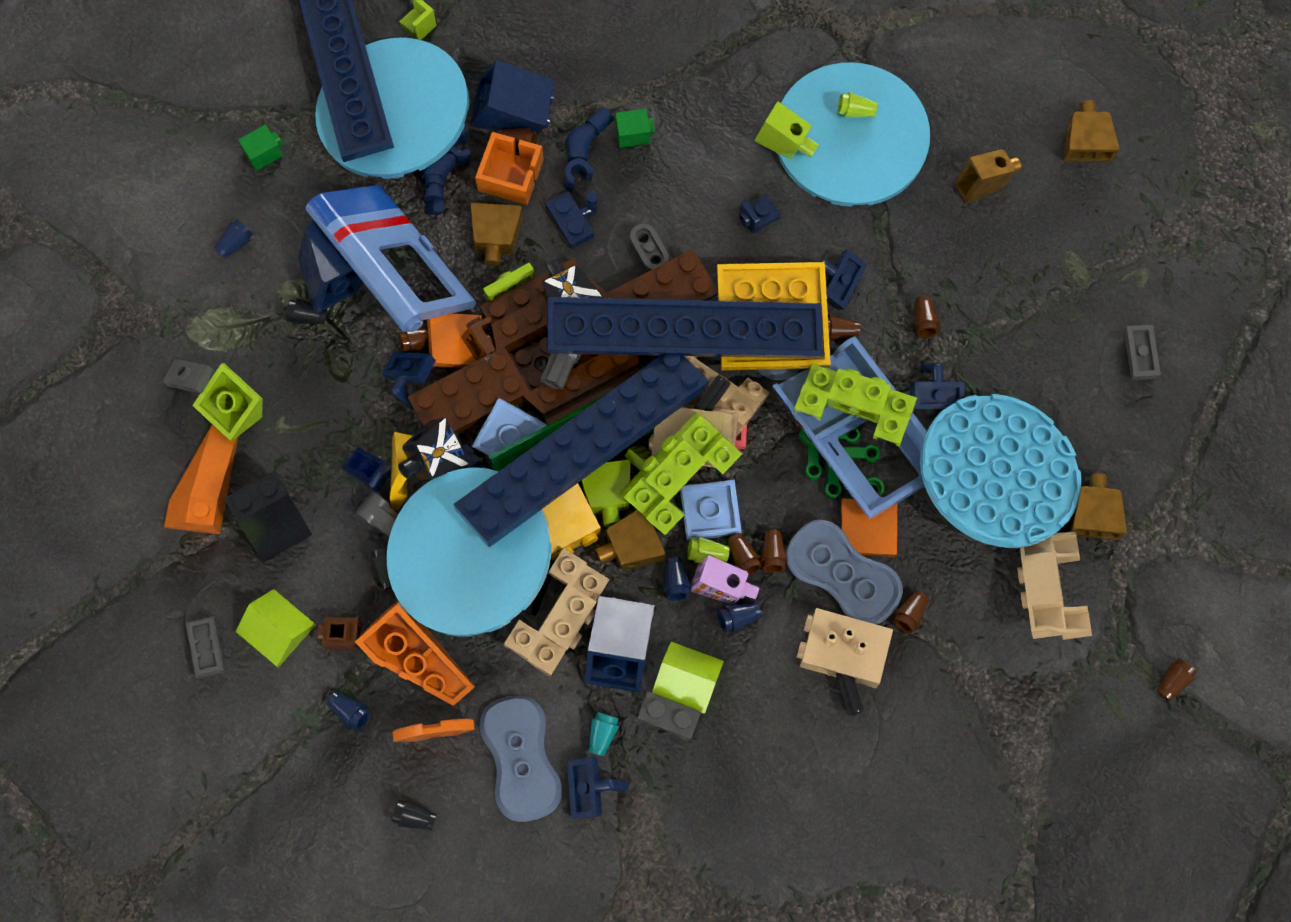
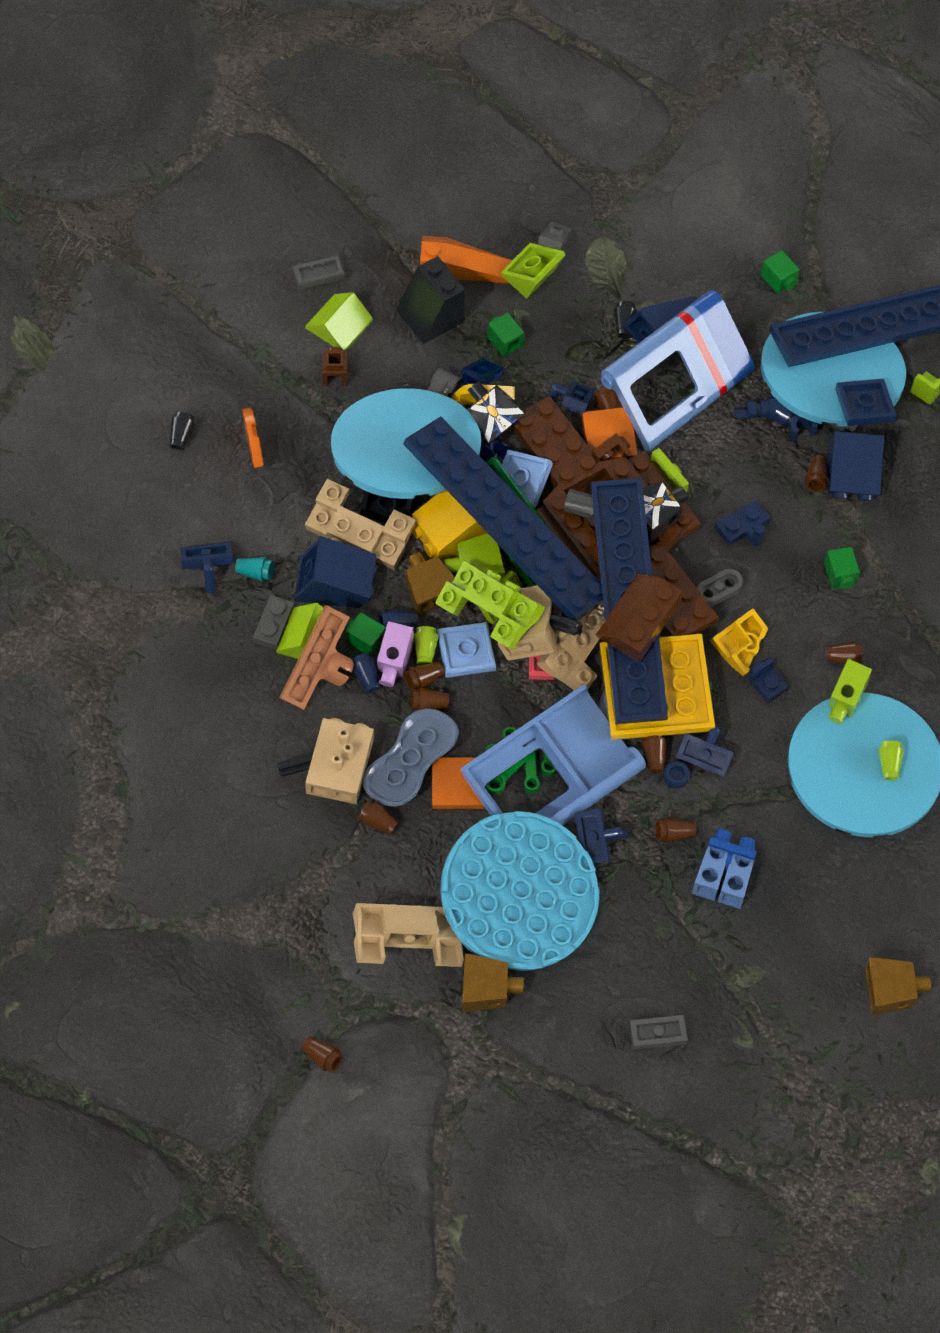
camera: 85 degrees right, 10 degrees down
(233, 238) = (690, 260): dark blue cone -> none
(313, 441) = (505, 334): none -> green brick
(351, 712) = (267, 379): dark blue cone -> none
(415, 654) = (315, 422): orange wedge -> none
(449, 74) = (865, 402): none -> dark blue plate
(495, 230) = (721, 459): pearl gold torso -> none
(507, 174) = (782, 464): orange piece -> none
(525, 780) = (213, 516): sand blue plate -> none
(578, 144) = (815, 522): dark blue piece -> none
(692, 614) = (364, 634): none -> green brick
(710, 234) = (741, 641): none -> yellow slope
(714, 314) = (640, 615): none -> reddish brown slope
(730, 662) = (319, 659): none -> nougat plate
(731, 135) = (842, 652): none -> reddish brown cone
(859, 397) = (571, 780): lime bracket -> none
(861, 310) = (676, 774): none -> dark blue tile
(971, 271) = (726, 859): none -> medium blue hips
(986, 174) = (833, 882): pearl gold torso -> none

